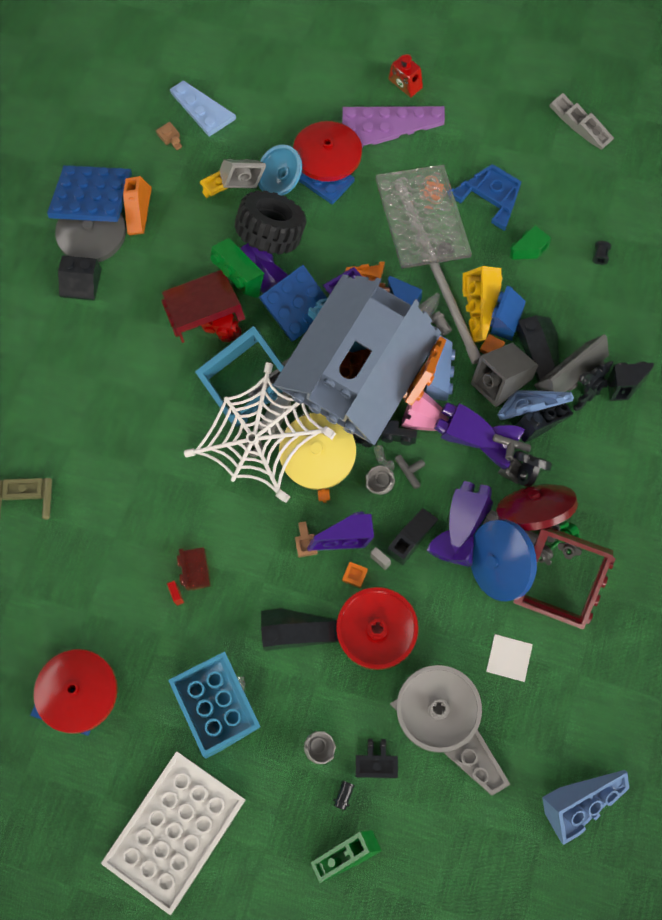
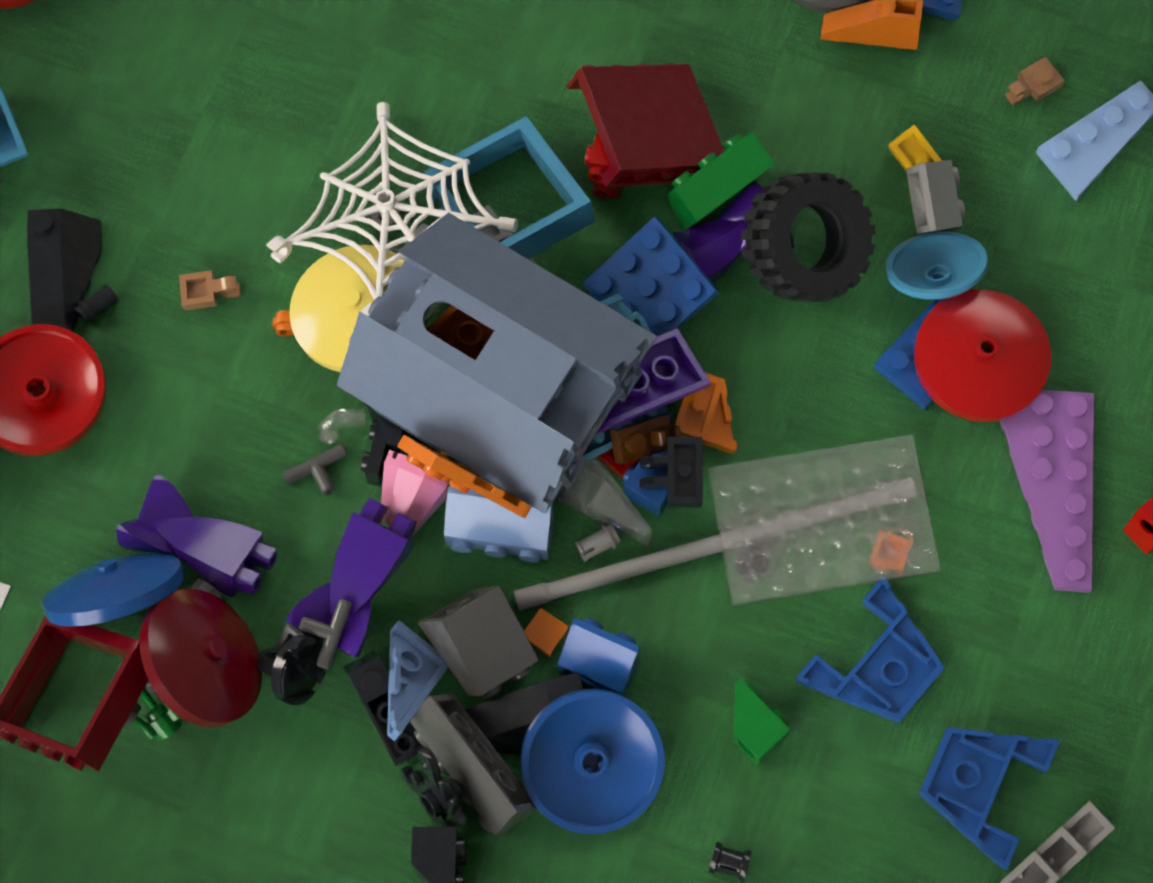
camera: 90 degrees right, 0 degrees up
(175, 593) = (142, 90): red tile -> none
(194, 568) = (182, 118): clear red bracket -> none
(317, 604) = (96, 304): none -> black pin
(349, 533) = (199, 352): dark purple slope -> none
(355, 574) = (140, 367): orange tile -> none
(380, 480) = (296, 411): light grey hair -> none
(380, 558) = (158, 405): light grey tile -> none
(405, 276) = (684, 472): none -> black hinge
(411, 536) = (190, 457): black slope -> none
(482, 292) = (658, 621): yellow wedge -> none
(544, 154) = (968, 776): none -> blue wing
(563, 313) = (592, 761): none -> blue dish

